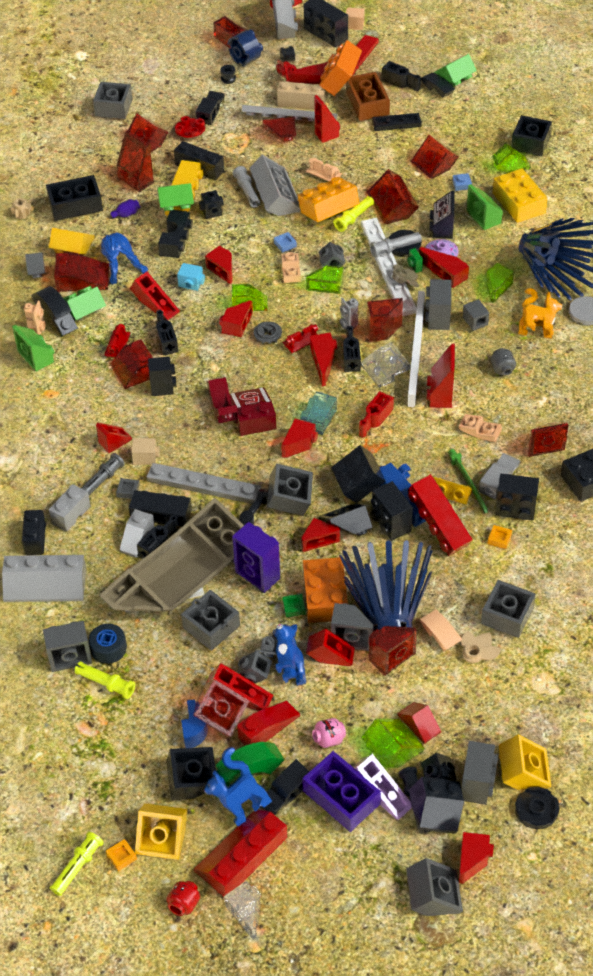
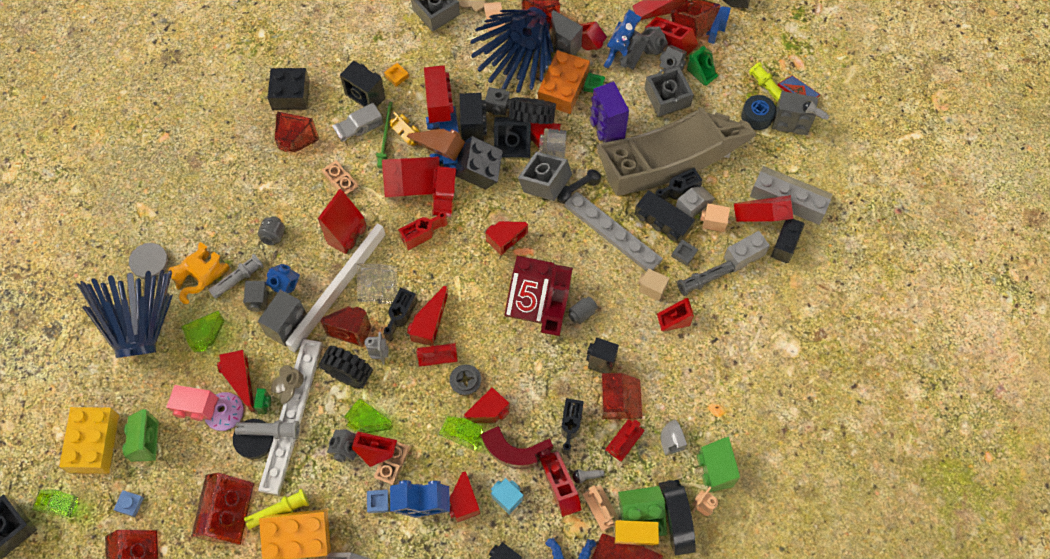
camera: 155 degrees left, 15 degrees up
(50, 628) = (810, 107): none -> light grey piece
(55, 540) = (764, 210): none -> red slope
(72, 683) = (796, 86): none -> piece
(77, 358) = (672, 438): none -> light grey brick
(79, 281) = (636, 532): none -> yellow tile
(111, 526) = (715, 217): none -> light nougat brick
(115, 298) = (600, 507): none -> light nougat hinge
(141, 310) = (580, 476): none -> light grey piece
(187, 672) = (702, 65): none -> green slope
(197, 410) = (582, 310): none -> dark grey brick
(201, 299) = (512, 456): none -> dark red arch
(224, 648) = (675, 54): none -> dark grey brick
(254, 244) = (419, 499): none -> blue brick
(296, 517) = (553, 142): none -> clear brick
(307, 259) = (373, 448): none -> red slope
(320, 411) = (472, 254): clear light blue brick -> none
(333, 520) = (532, 110): none -> black tyre
(360, 282) = (345, 367): none -> black tyre
(378, 446) = (443, 190): none -> red piece
(378, 538) = (497, 101): none -> dark grey brick
(405, 467) = (439, 141): none -> dark orange slope
(415, 441) = (409, 176): none -> red slope
(443, 217) = (191, 442): black slope -> none
(464, 325) = (282, 278): none -> blue brick
(465, 238) = (192, 402): none -> coral brick
(511, 313) = (243, 271): none -> light grey pin

